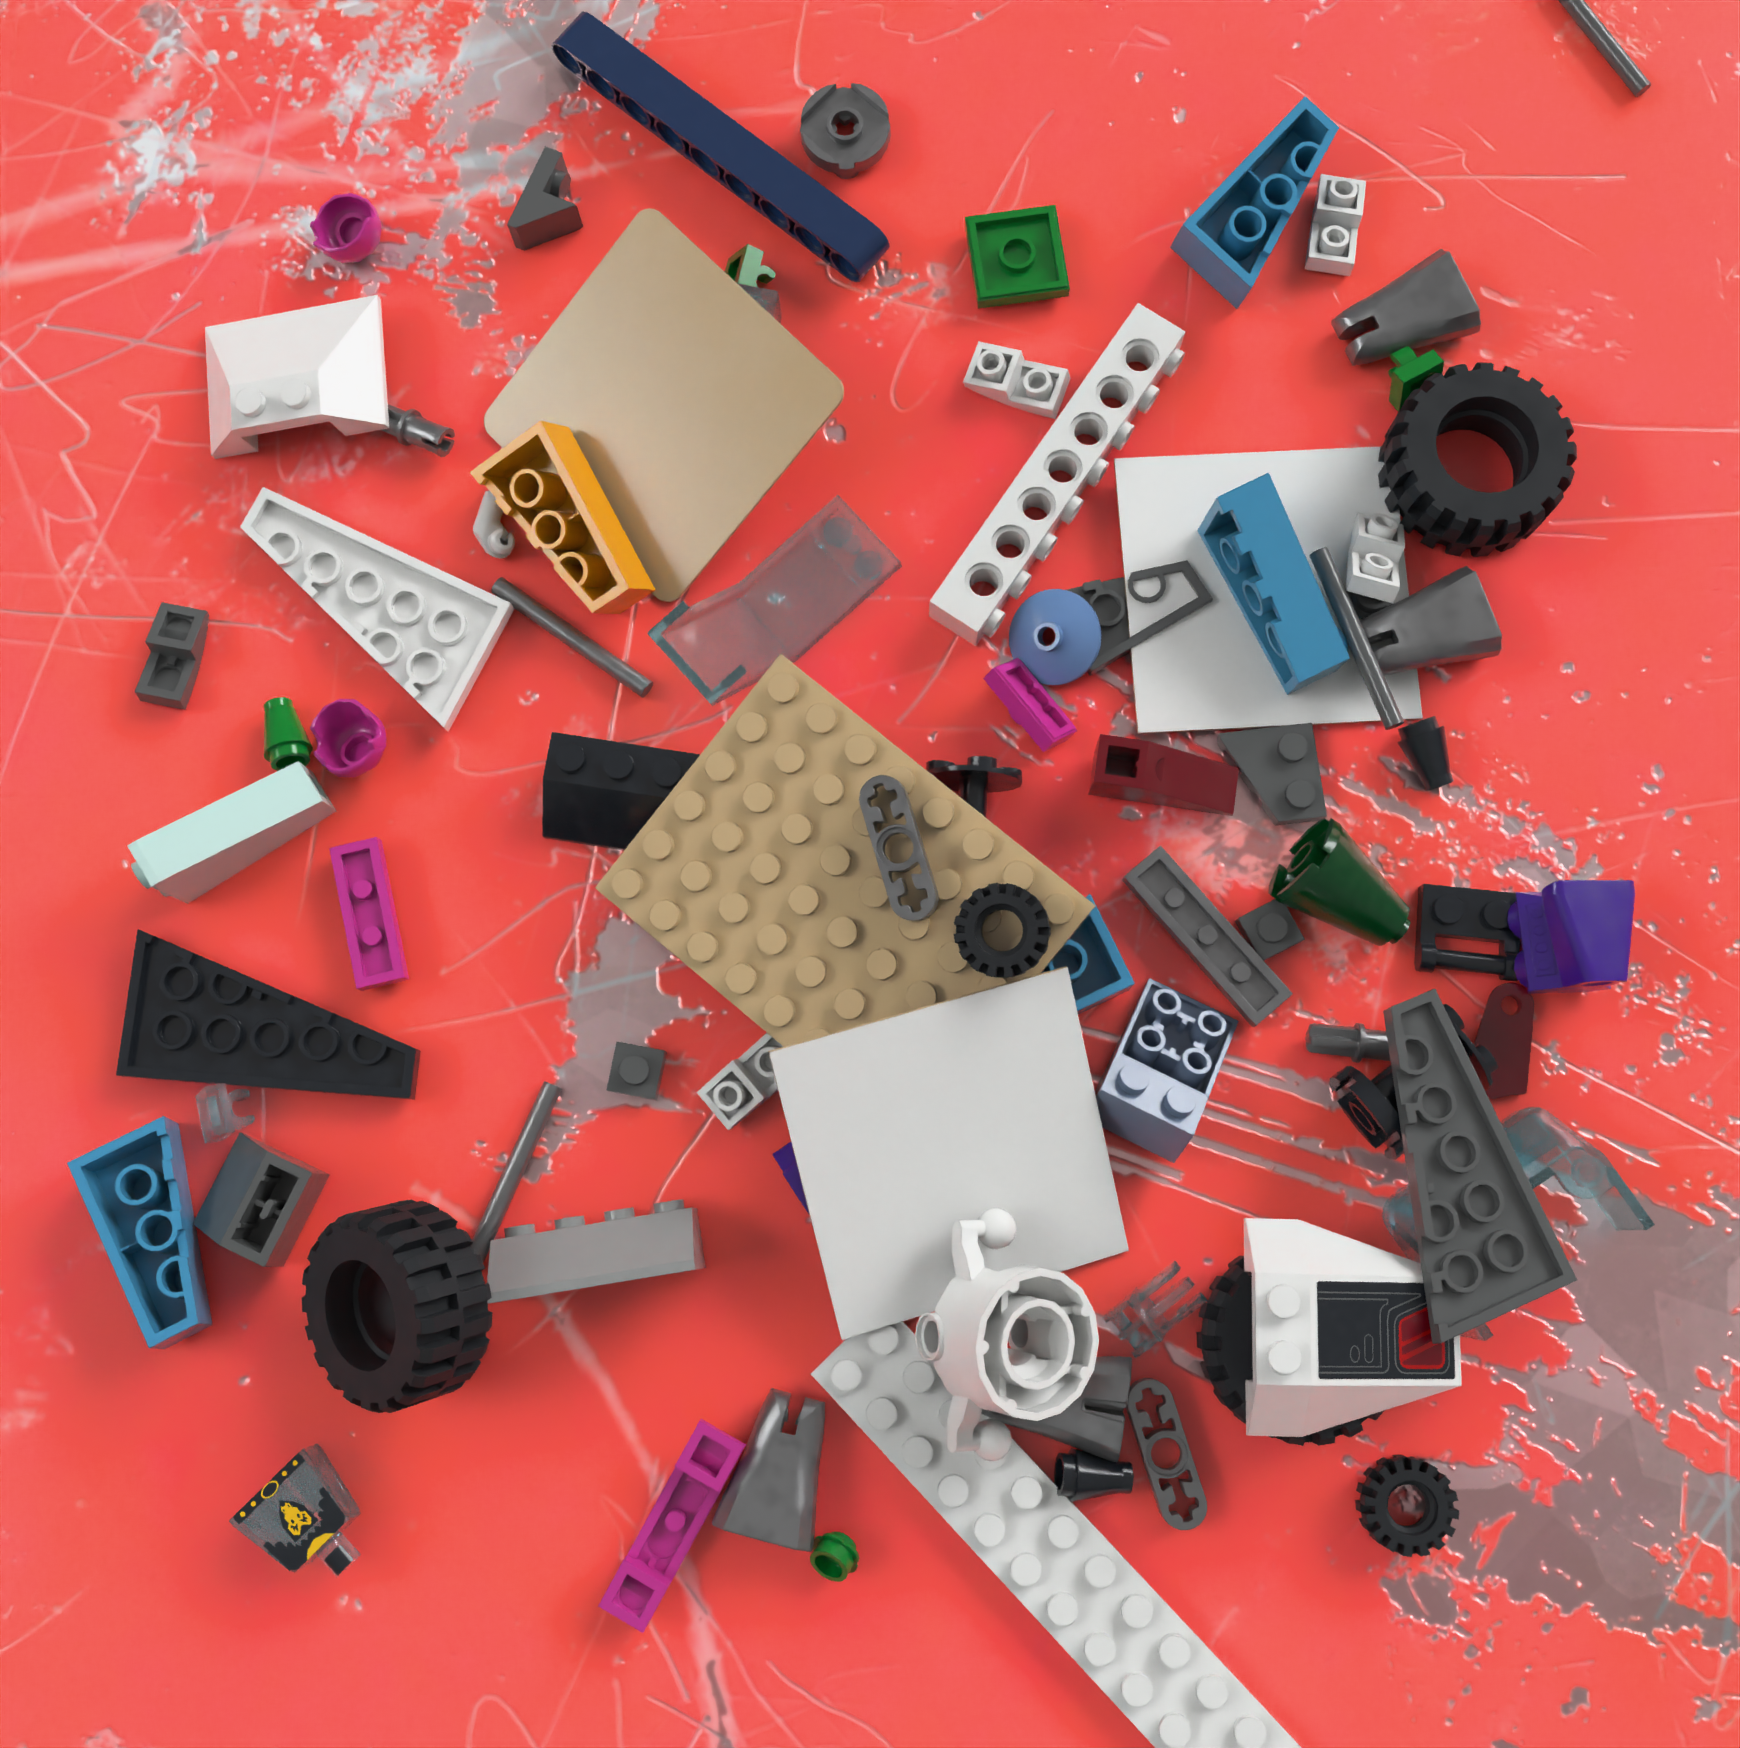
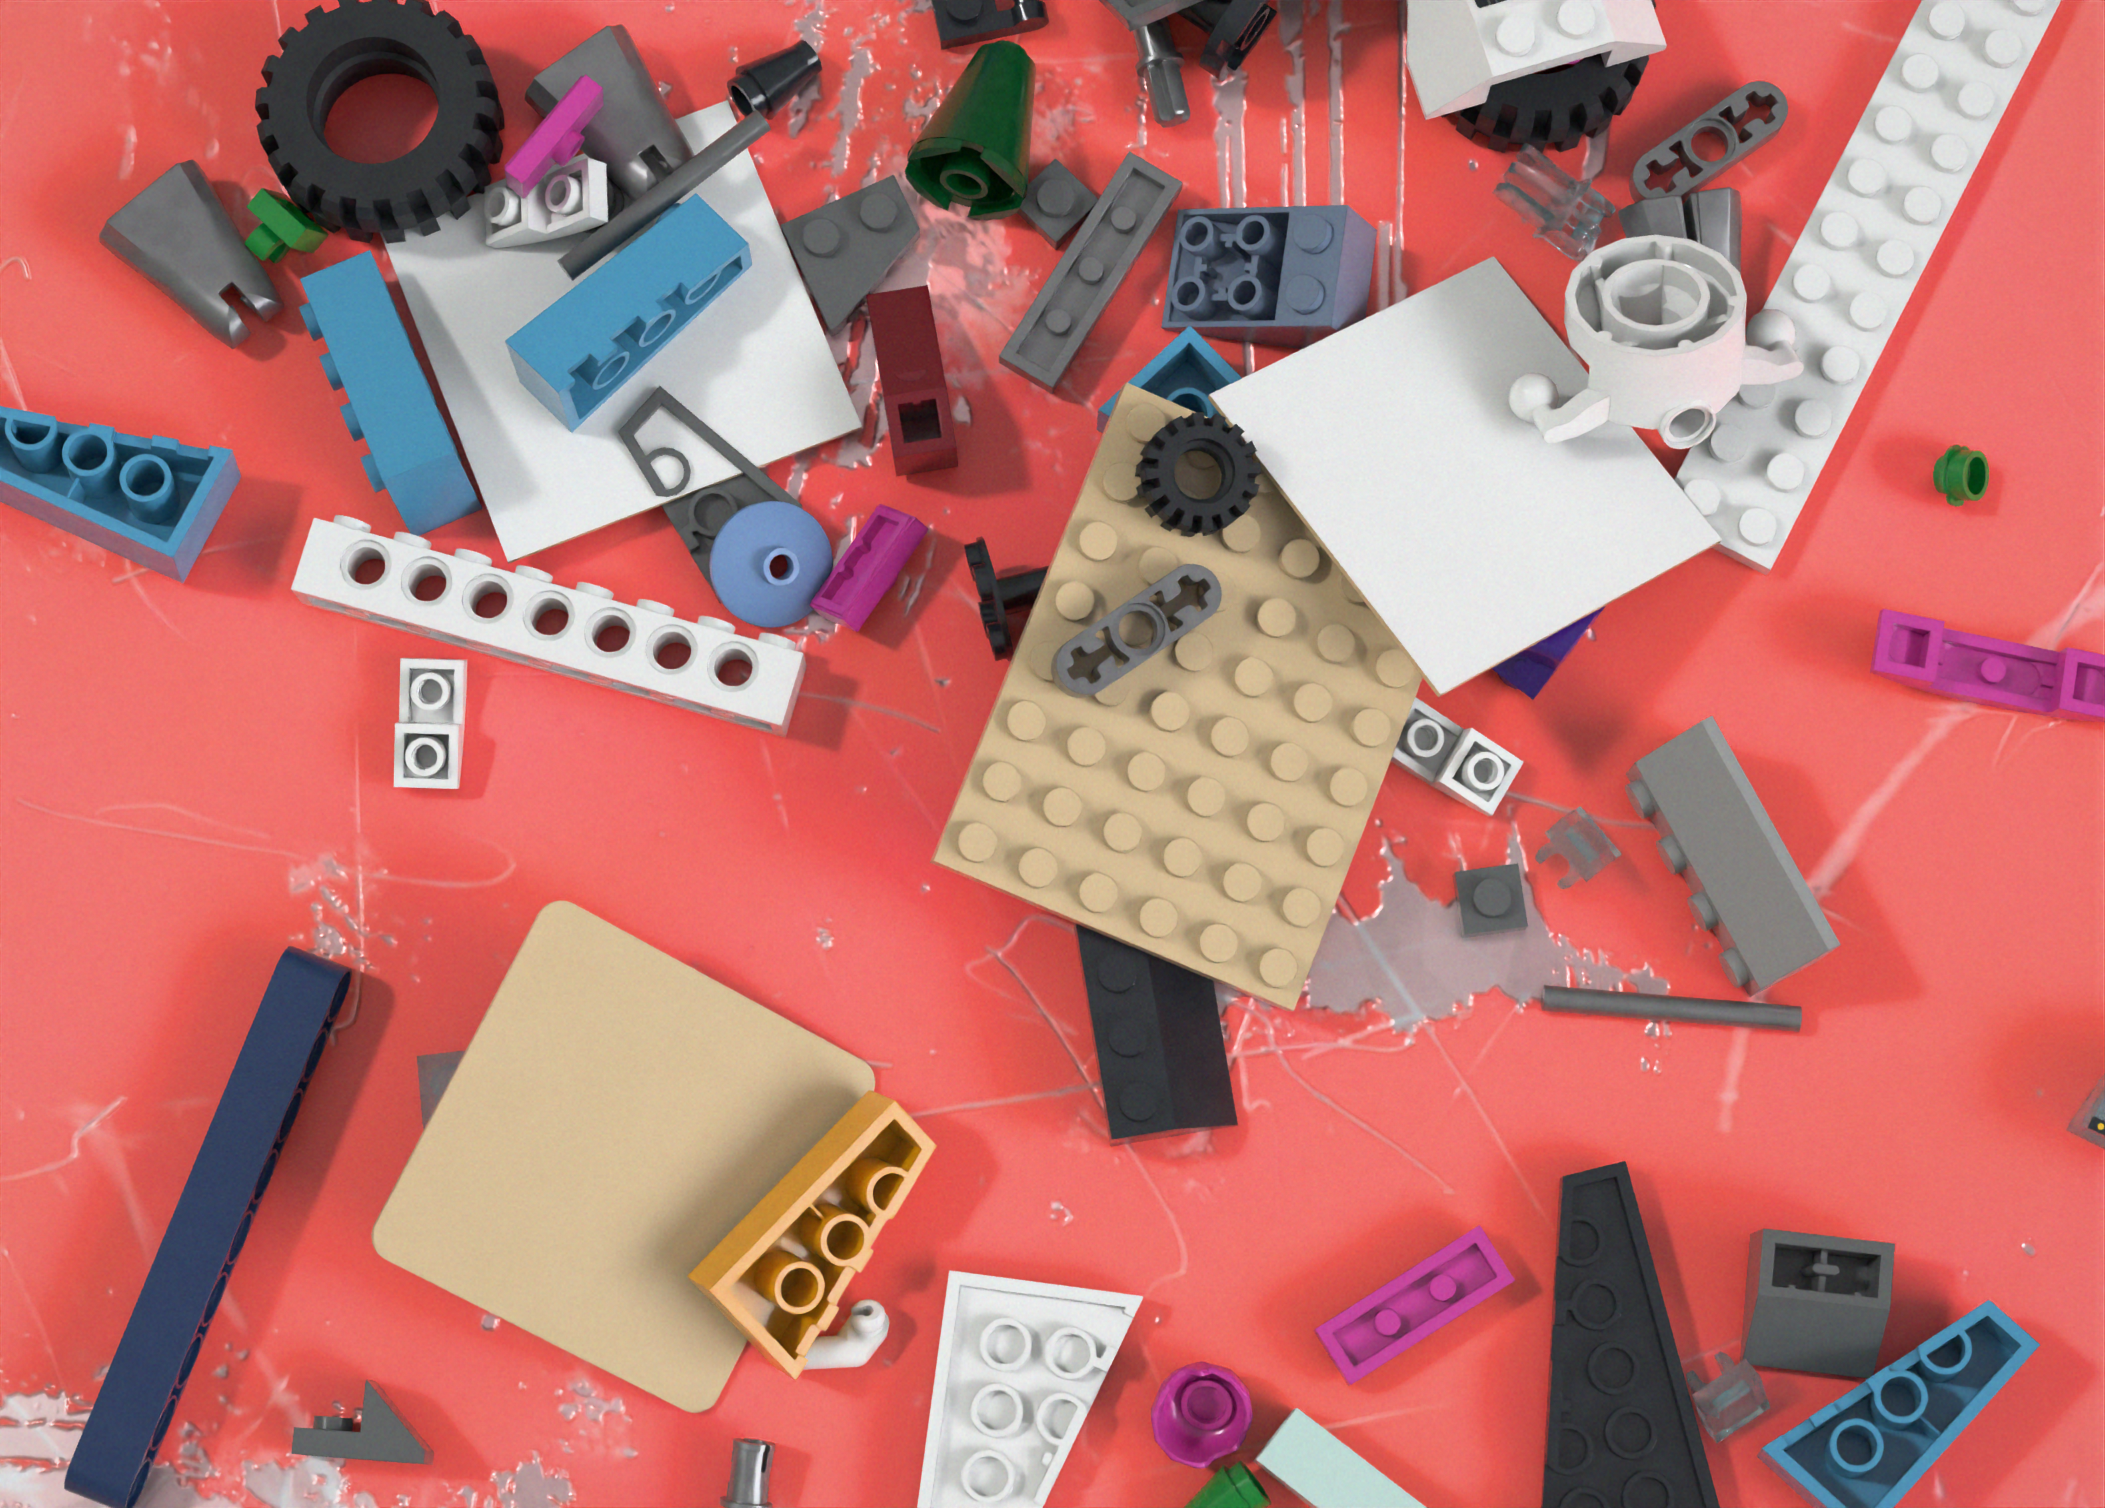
camera: 115 degrees left, 0 degrees up
(396, 1305) = (1929, 1095): black tyre -> none
(572, 637) = (963, 1183): flat silver bar -> none
(649, 1149) = (1581, 844): none -> clear light blue tile
(746, 267) = (391, 1125): tile -> none
(777, 1477) = (1903, 564): flat silver piece -> none
(779, 605) = (842, 920): clear light blue windscreen -> none
(852, 152) = (122, 1028): flat silver plate -> none
(1016, 256) = (256, 775): green plate -> none
(1090, 1476) = (1768, 224): black cone -> none
(1264, 408) = (387, 394): none -> dark azure wedge
(1335, 225) = (92, 383): white slope -> none
(1421, 565) = (556, 137): none -> dark pink plate

